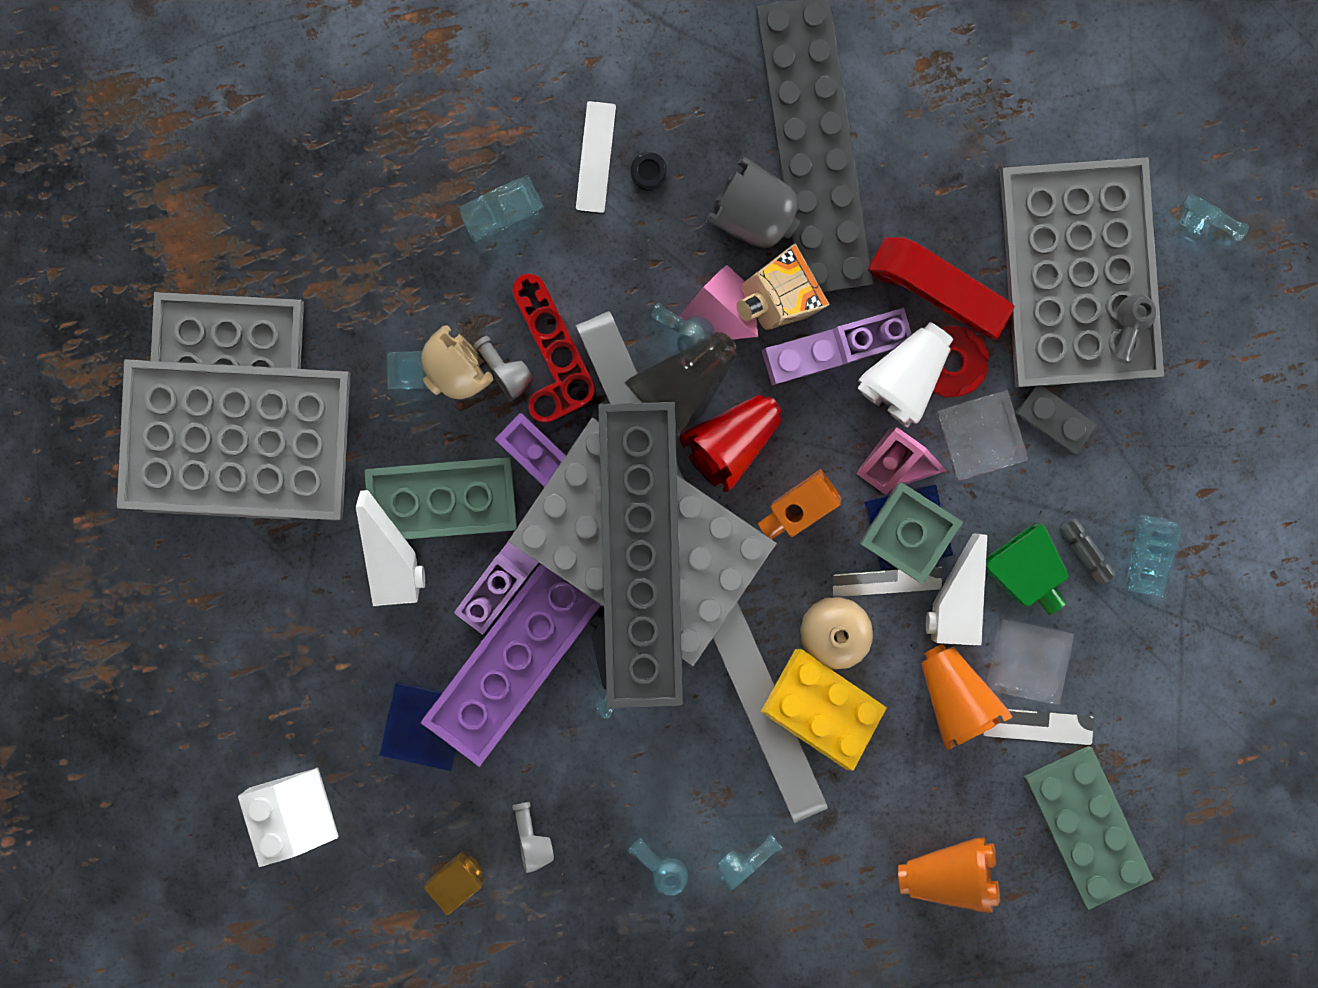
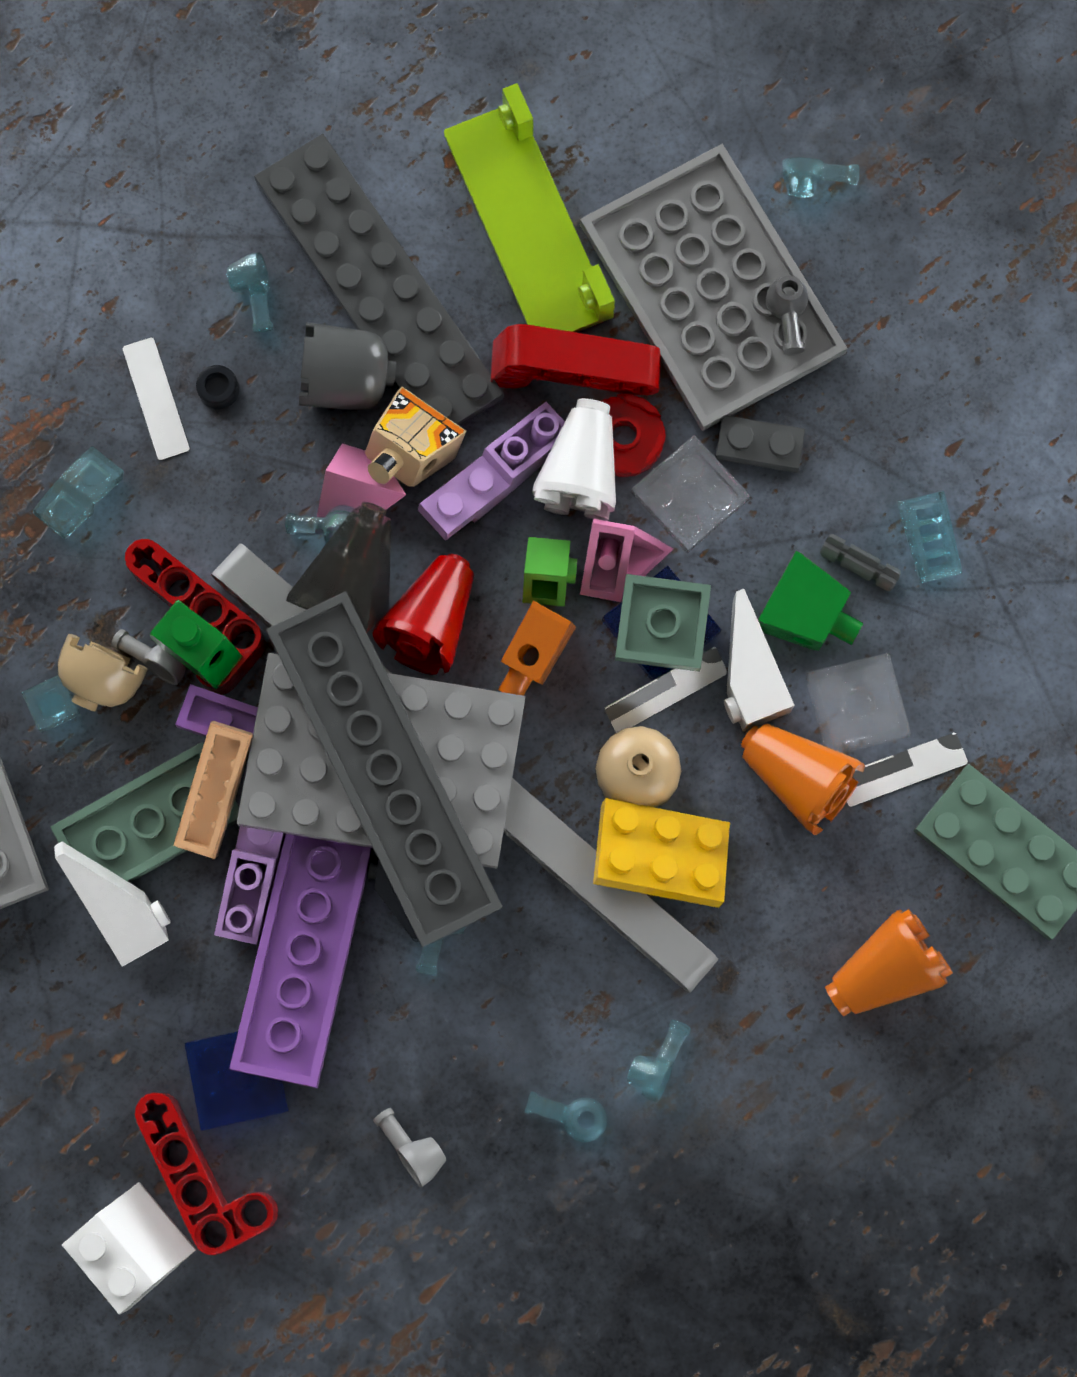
camera: 25 degrees left, 10 degrees down
(363, 782) = (197, 1168): none -> red beam
(455, 882) = (348, 1234): pearl gold brick -> none
(502, 503) = (213, 789): none -> light nougat plate
(537, 384) = (195, 643): none -> green torso
(715, 92) = (251, 277): none -> clear light blue bar
(840, 447) = (548, 571): none -> bright green brick
(960, 147) = (528, 219): none -> lime bracket

